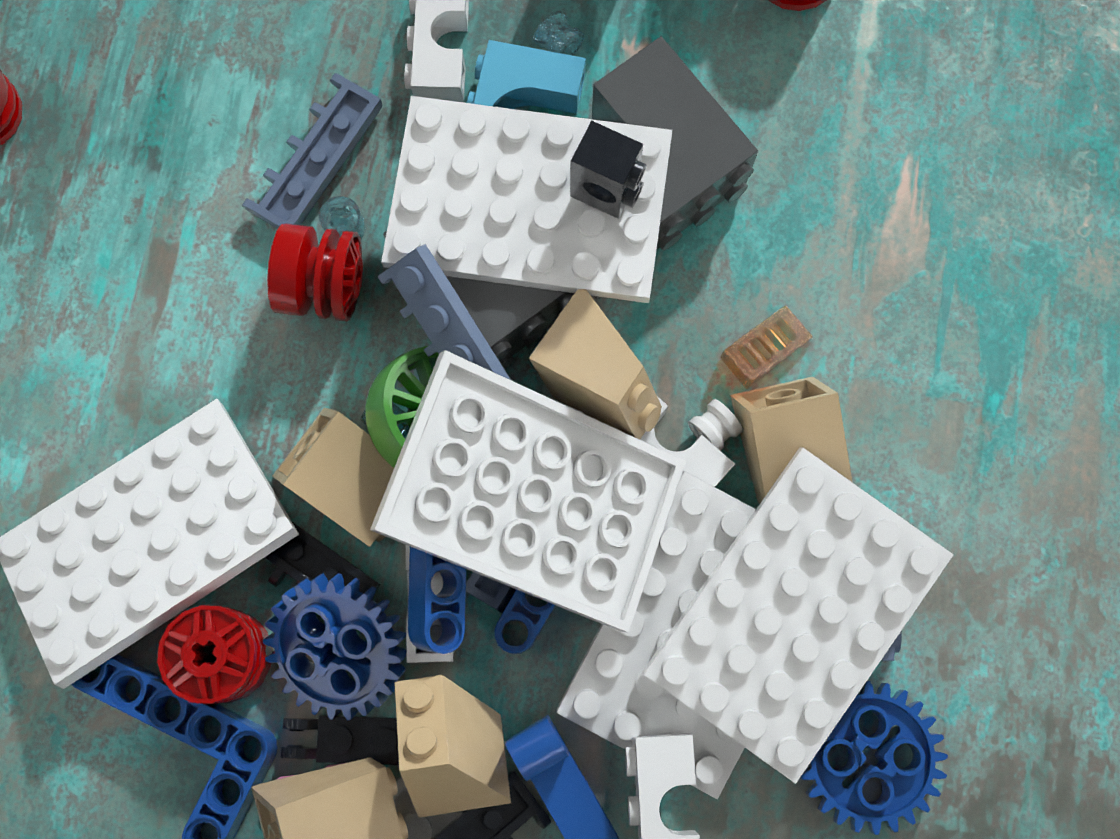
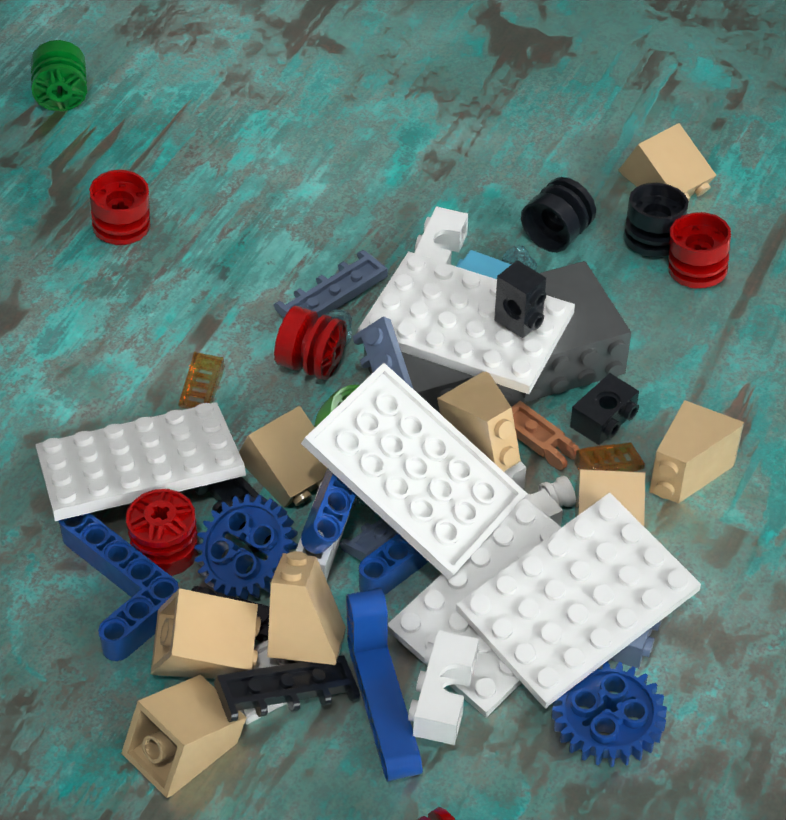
camera: 15 degrees right, 30 degrees down
(169, 354) = (202, 362): none -> clear orange slope
(665, 331) = (542, 436): none -> nougat hinge
(747, 240) = (604, 409): none -> black brick
(876, 313) = (694, 451): none -> tan slope

